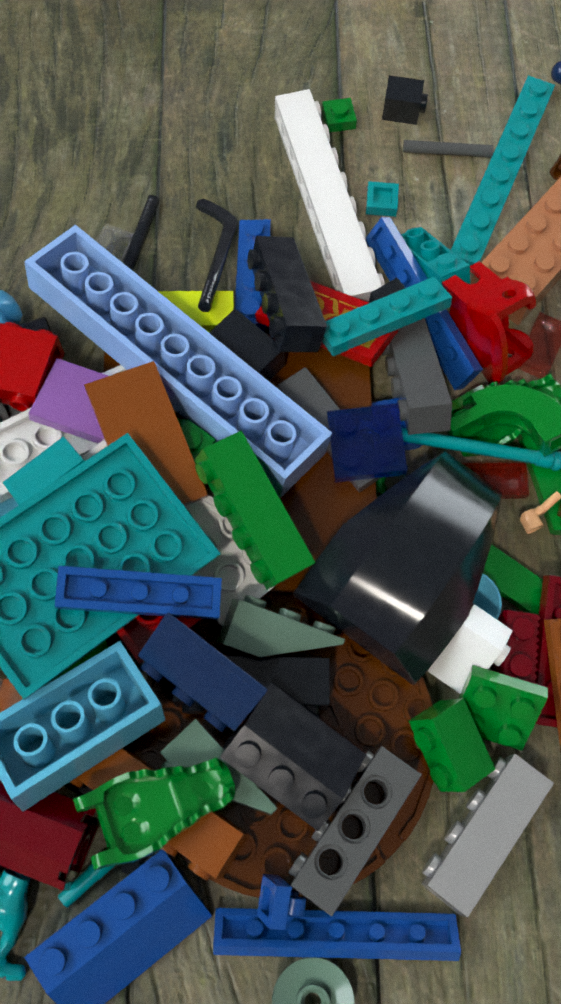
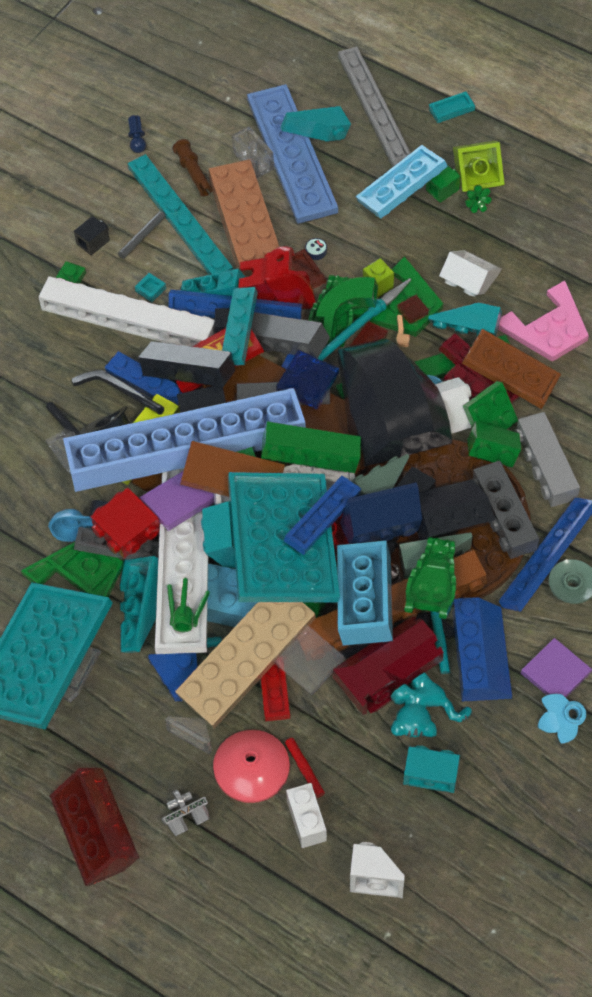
camera: 50 degrees left, 10 degrees down
(160, 270) = (113, 420): none -> black piece
(277, 902) = (515, 563): blue tile -> none

